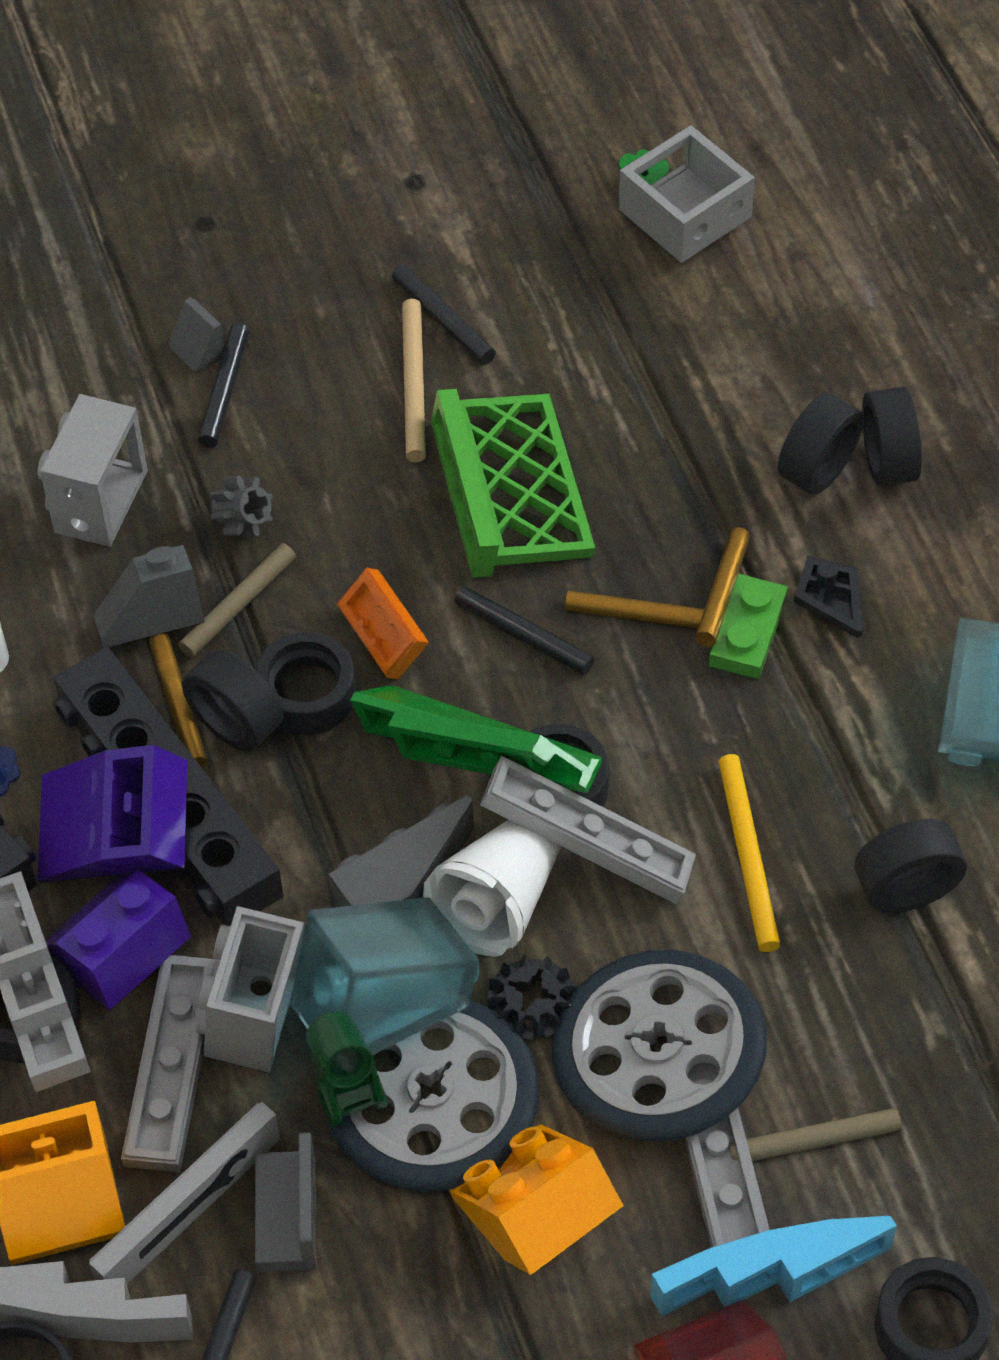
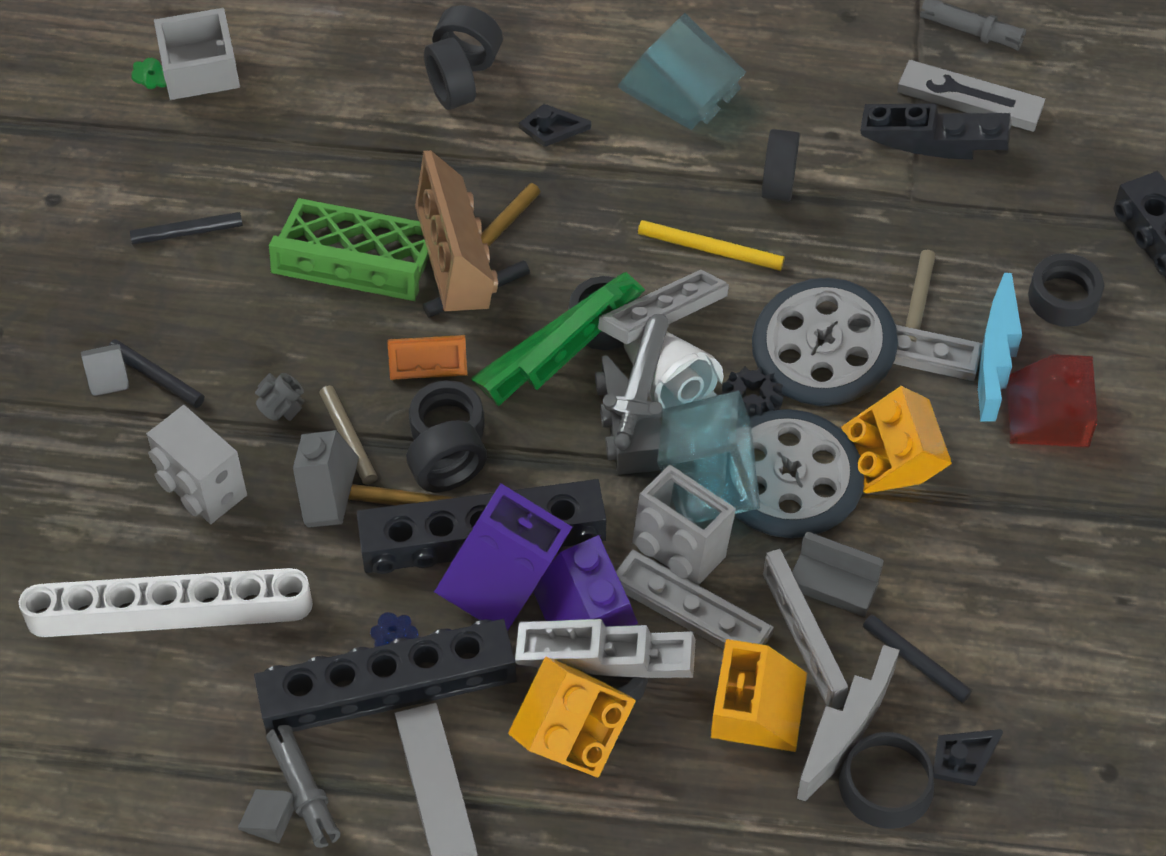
camera: 65 degrees left, 0 degrees up
(343, 1067) = (773, 496): dark green piece -> none
(396, 854) = (634, 403): none -> dark grey sword
(413, 381) = (231, 266): tan bar -> none
(558, 556) = (453, 237): none -> medium nougat slope
(722, 587) = (516, 172): pearl gold bar -> none
(748, 626) = (554, 178): bright green plate -> none

